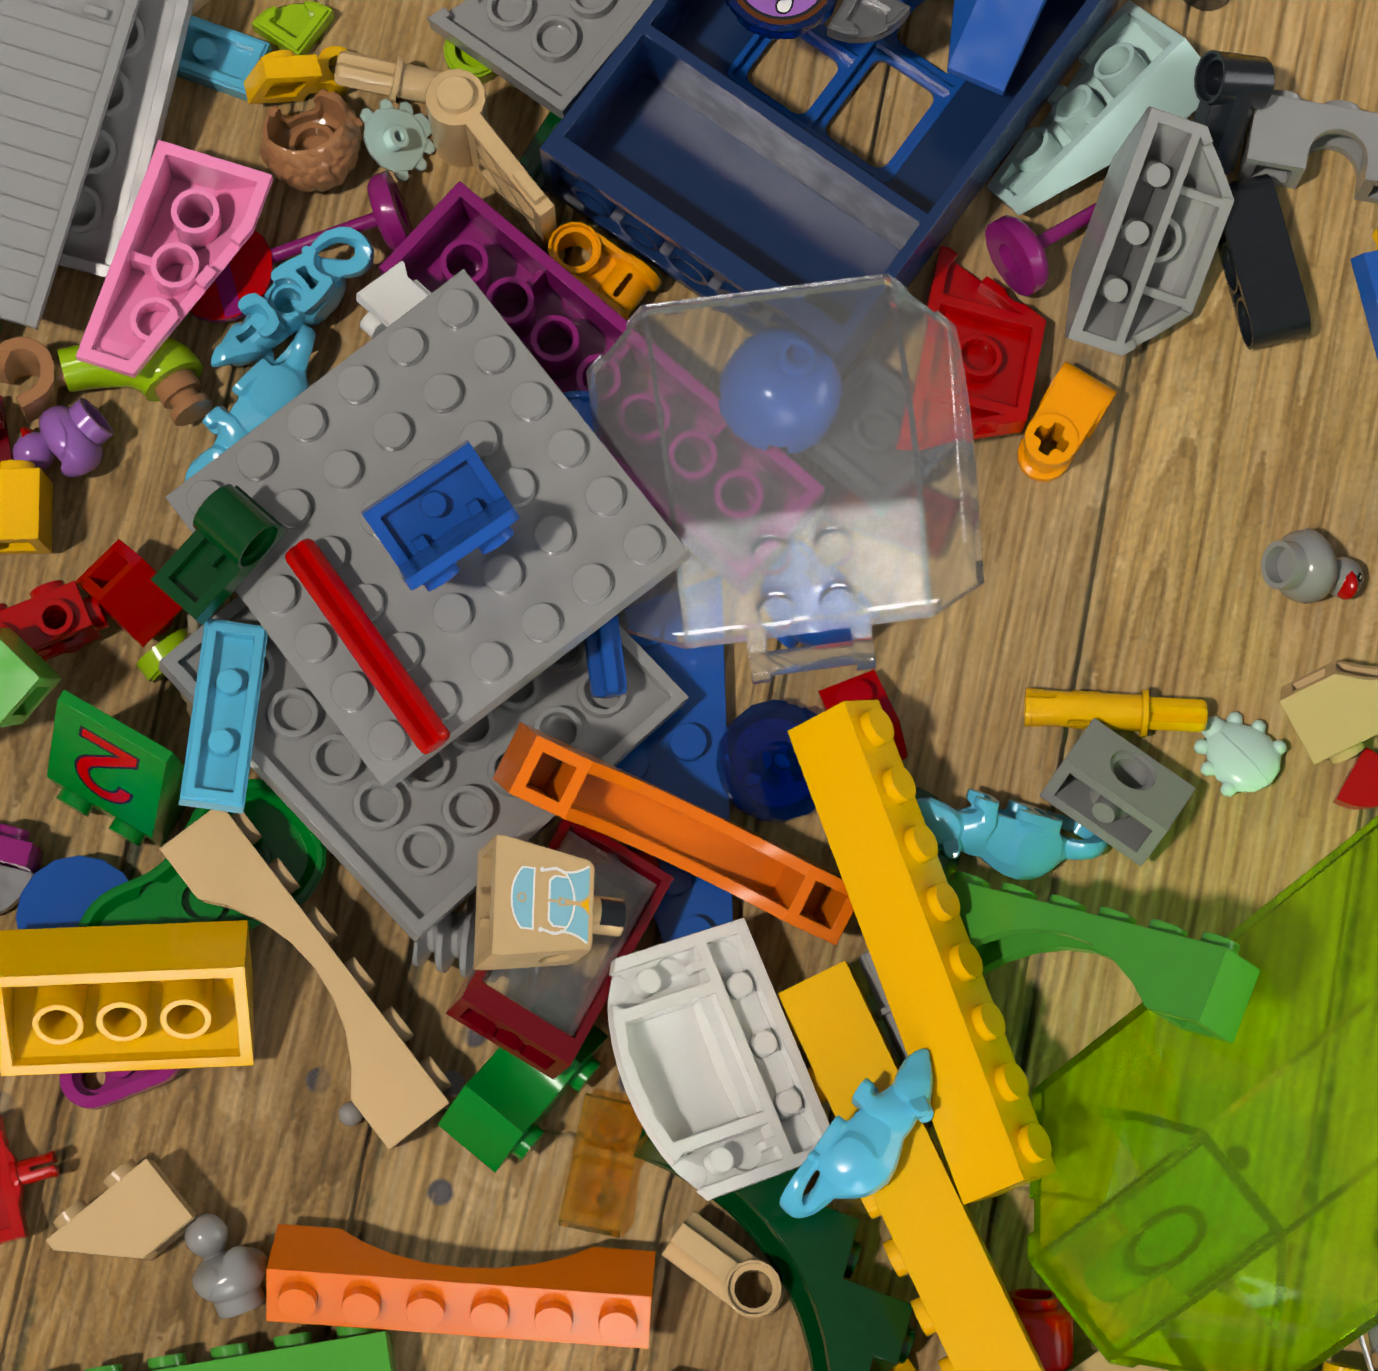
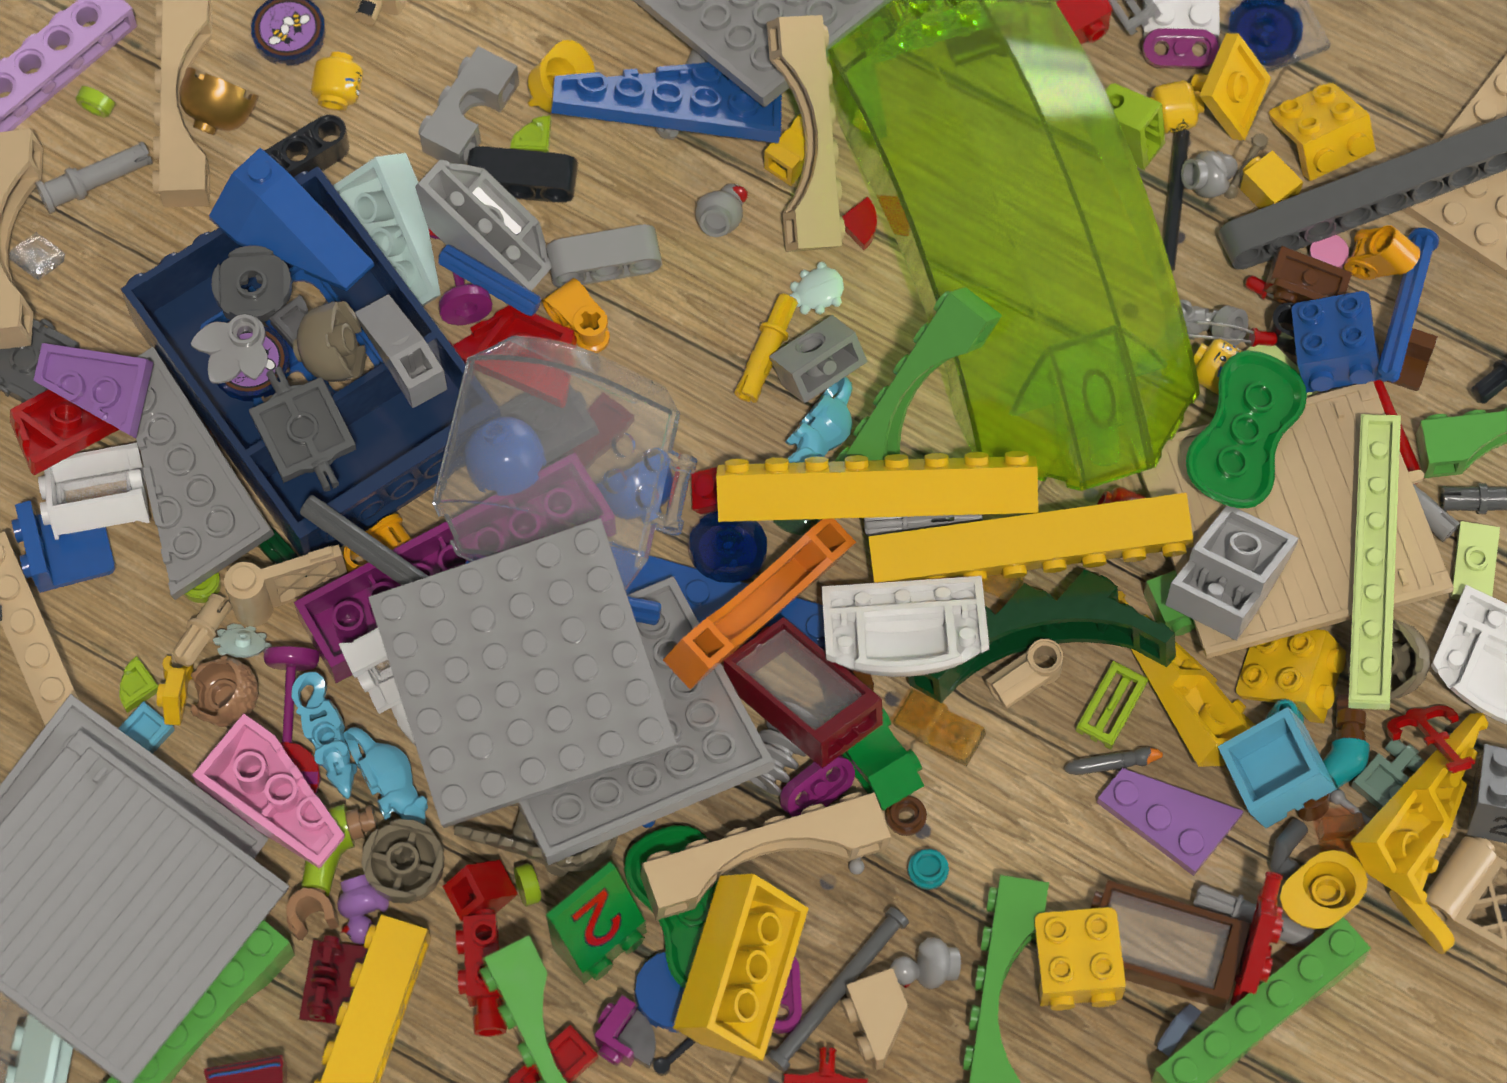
camera: 70 degrees left, 10 degrees down
(135, 470) = (403, 861): none -> dark tan cylinder
(153, 1147) = (837, 989): none -> dark grey bar
(222, 551) = (497, 792): dark green plate -> none
(223, 716) = (596, 828): medium azure tile -> none
(344, 1282) = (962, 891): orange arch -> none
(367, 646) = (589, 720): red axle -> none
(378, 1218) = (928, 869): none -> teal plate
(422, 1000) = (816, 786): none -> magenta plate
(430, 1170) = (910, 805): none -> reddish brown plate
(442, 518) = (534, 643): blue bracket -> none
(537, 907) = (779, 684): tan torso -> none
(560, 244) = (360, 542): none -> dark grey axle
(698, 86) = (302, 429): none -> dark grey plate
(843, 76) = (329, 343): none -> dark tan cylinder
(863, 1153) = (989, 554): medium azure animal -> none
(870, 177) = (403, 350): none -> light grey slope
(1065, 274) = (491, 280): none -> blue axle
(1173, 425) = (605, 255): none -> light grey beam
(1228, 92) = (414, 147): black piece -> none
(1325, 258) = (534, 135): none -> lime tile

